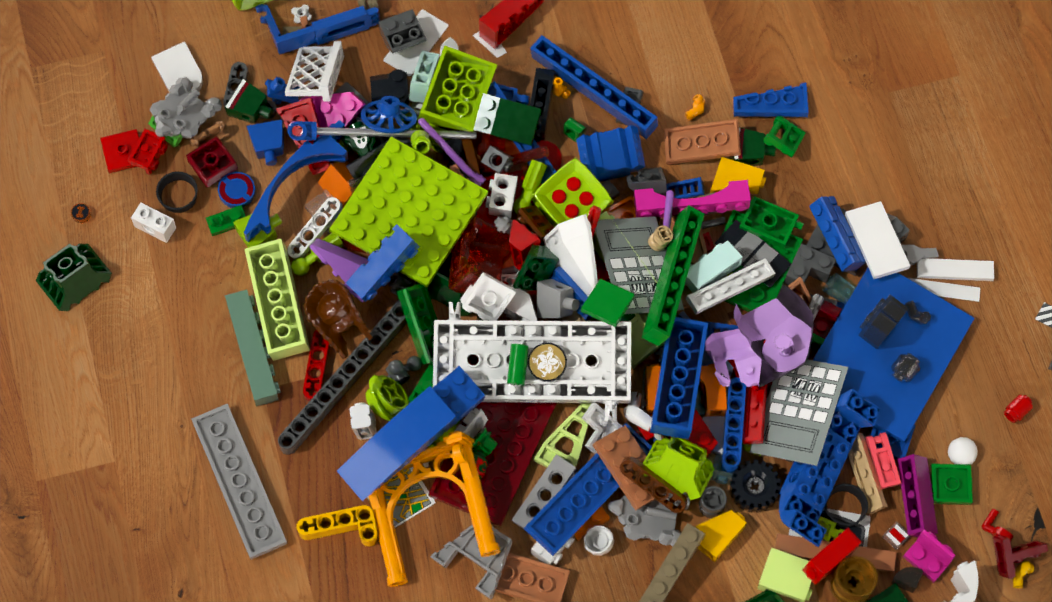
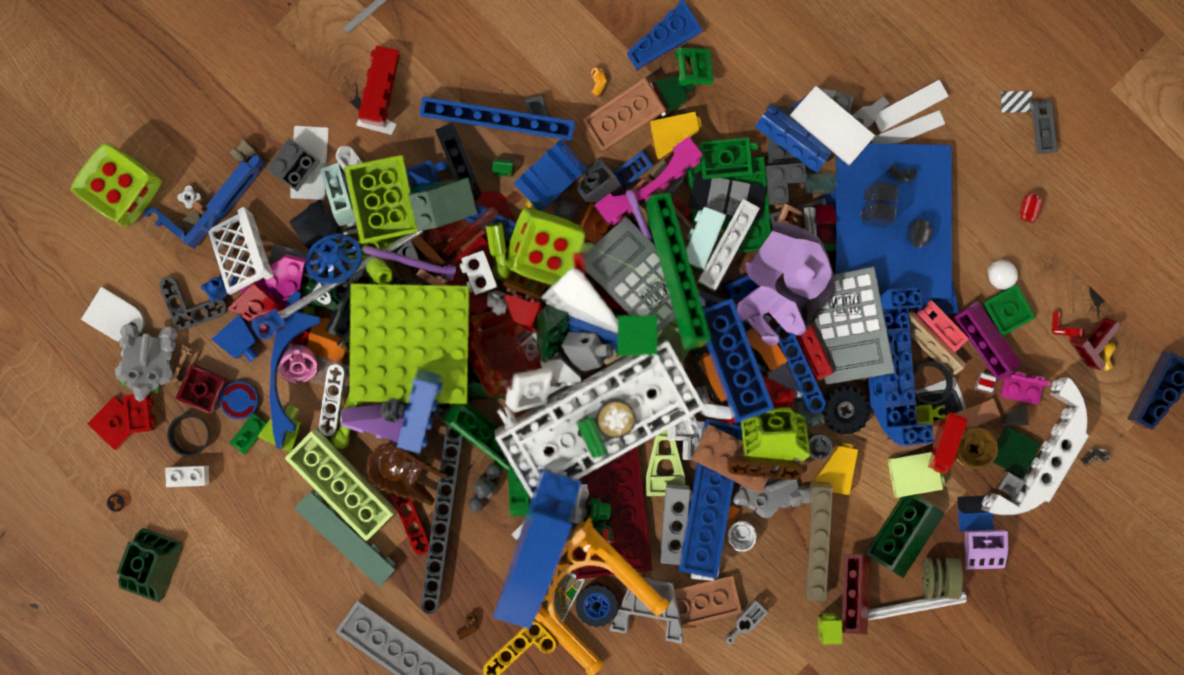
camera: 30 degrees left, 20 degrees up
(248, 103) = (199, 317): dark green torso -> none
(304, 183) = (297, 363): none -> bright pink cylinder
(310, 484) = (470, 626): none -> reddish brown arm
(359, 254) = (393, 410): none -> dark grey gear
(363, 421) = (483, 551): white brick -> none
(386, 397) = (492, 520): lime piece -> none
(427, 518) = (591, 615): none -> black wheel
(490, 160) = (450, 249): dark grey brick -> none
(559, 89) = (468, 135): light orange arm -> none
(660, 238) = (640, 241): tan wheel -> none

